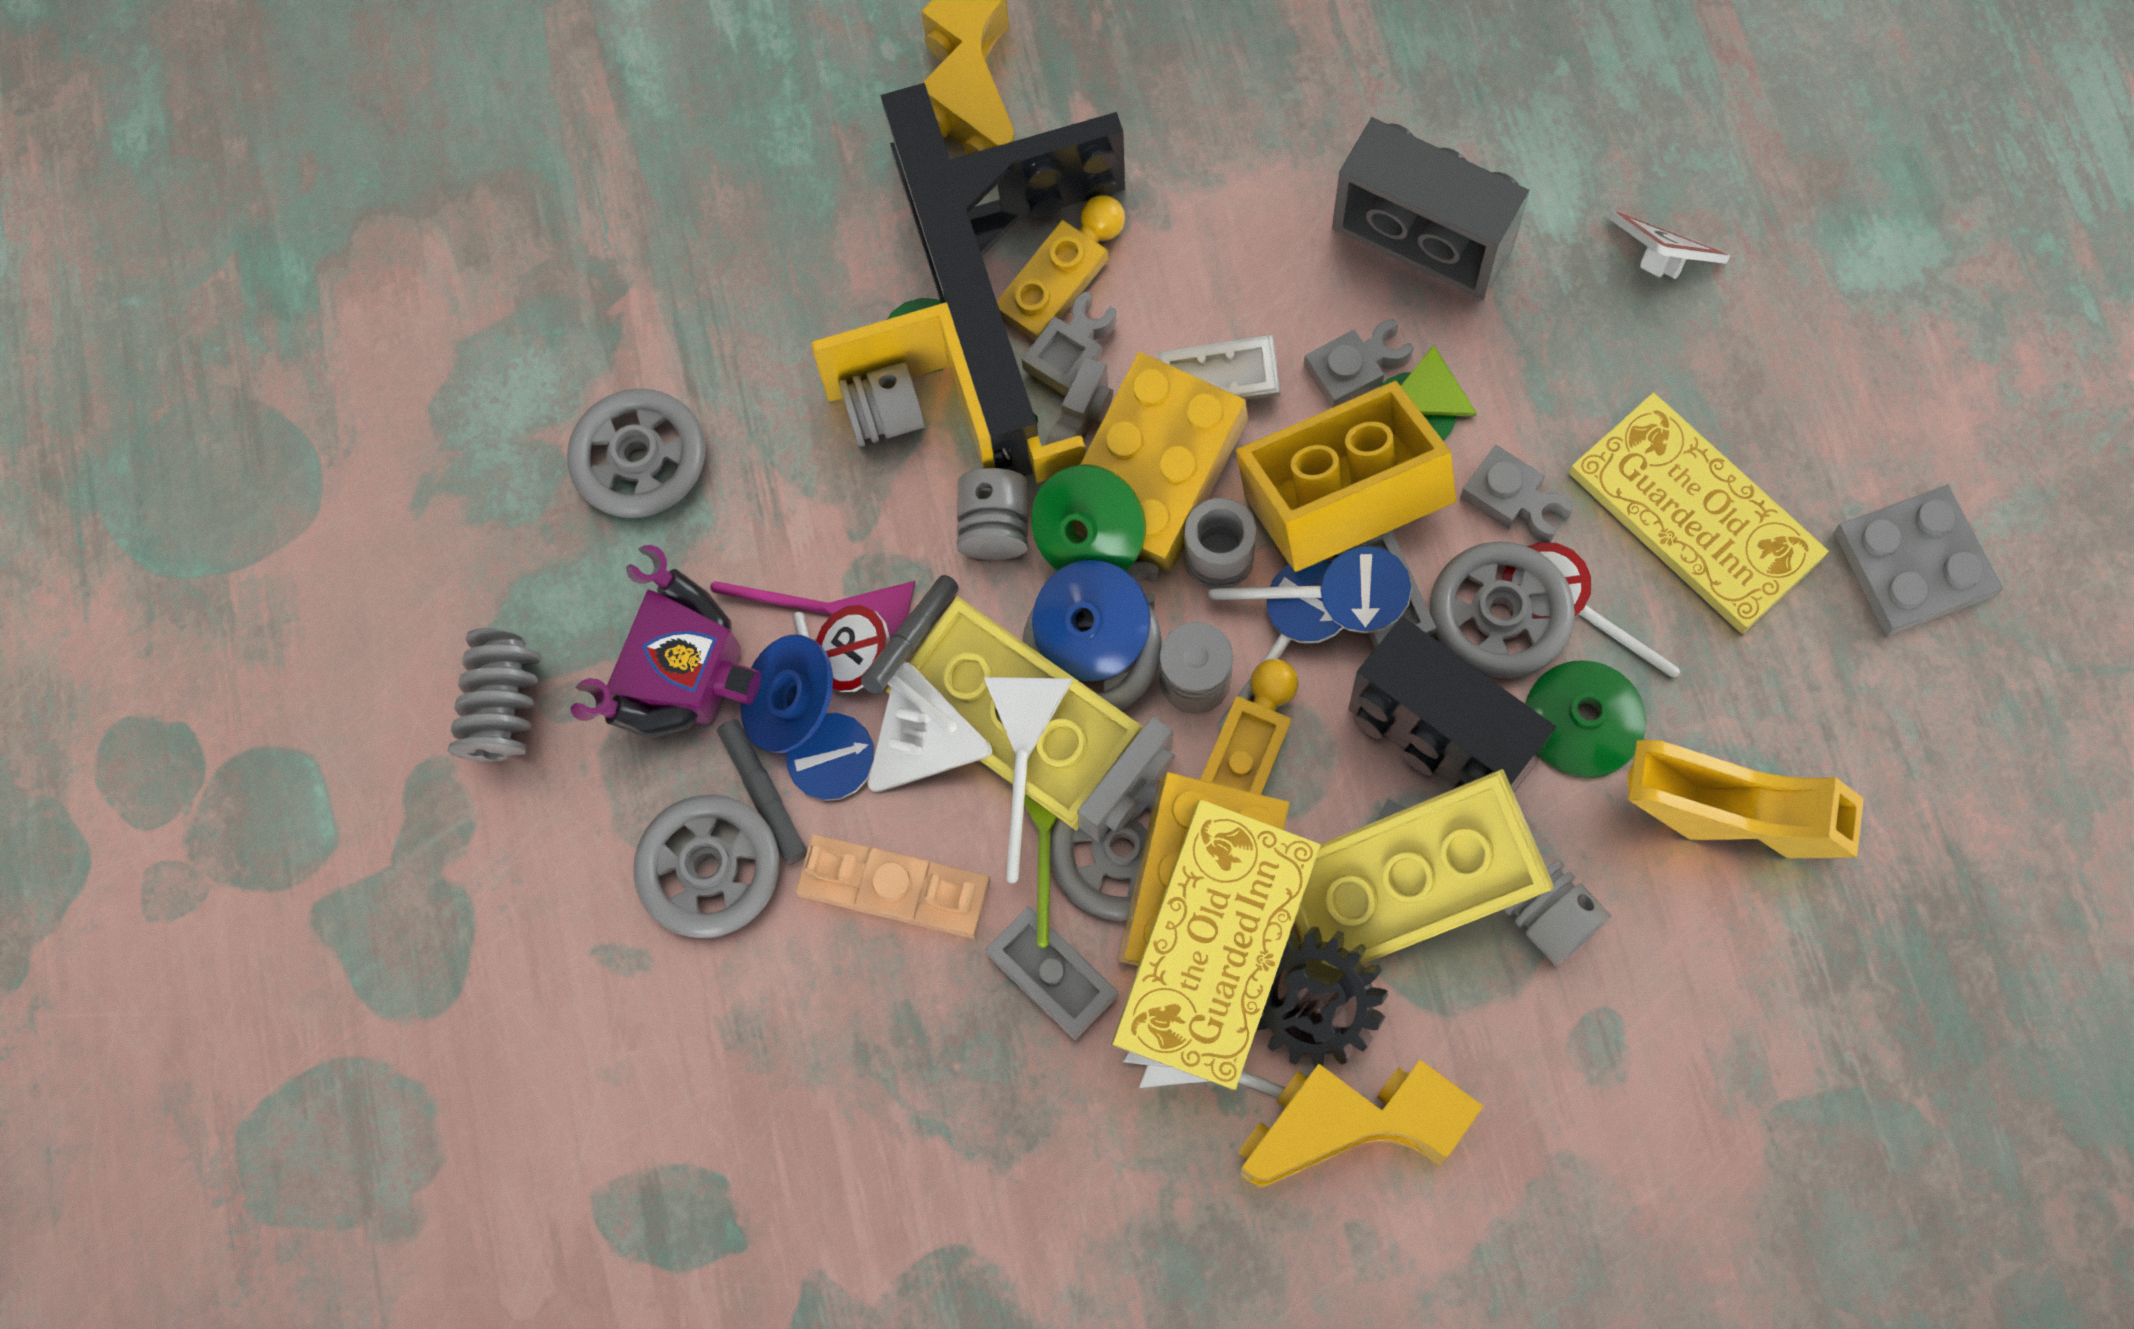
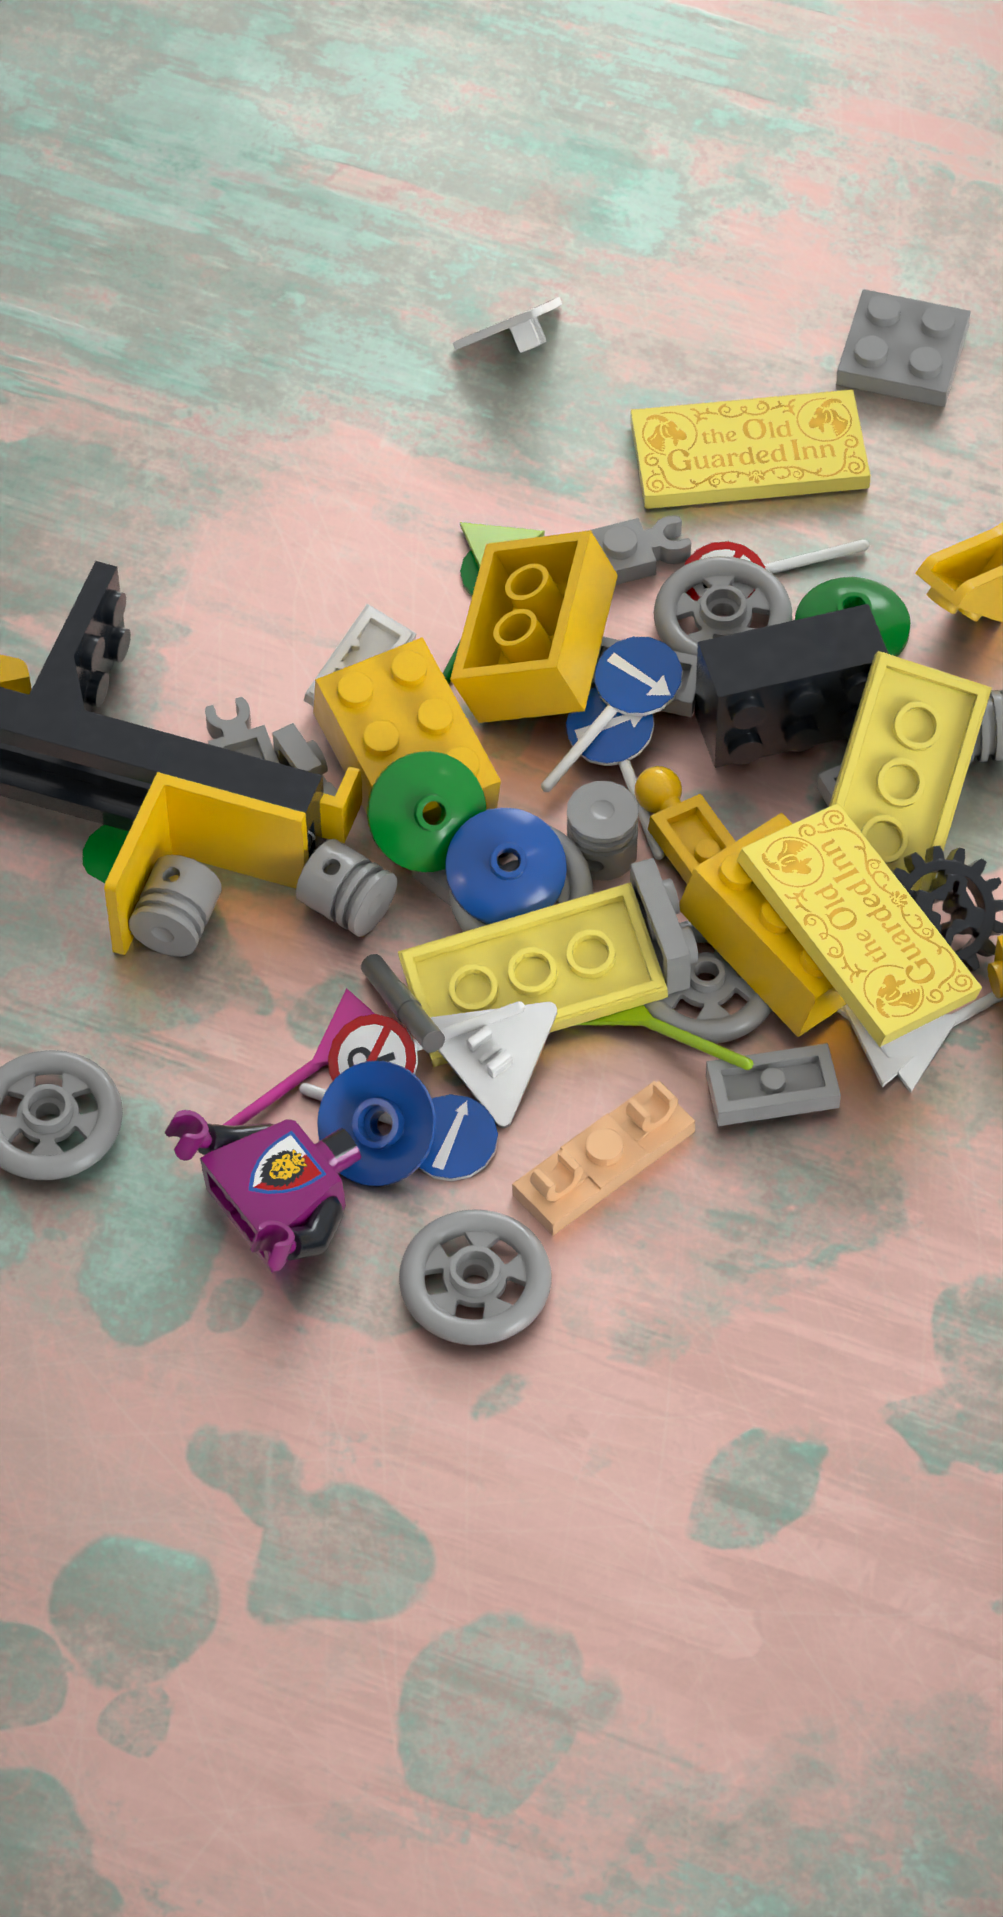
camera: 60 degrees left, 15 degrees down
(492, 696) = (187, 1341): light grey piece -> none
(762, 791) = (434, 1200): dark grey piece -> none
(1025, 712) = (544, 959): white piece -> none
(1061, 268) = (157, 698): yellow plate -> none
(1219, 543) = (516, 747): light grey piece -> none
(1353, 367) = (430, 581): light grey plate -> none
(1428, 207) = (356, 437): dark grey brick -> none

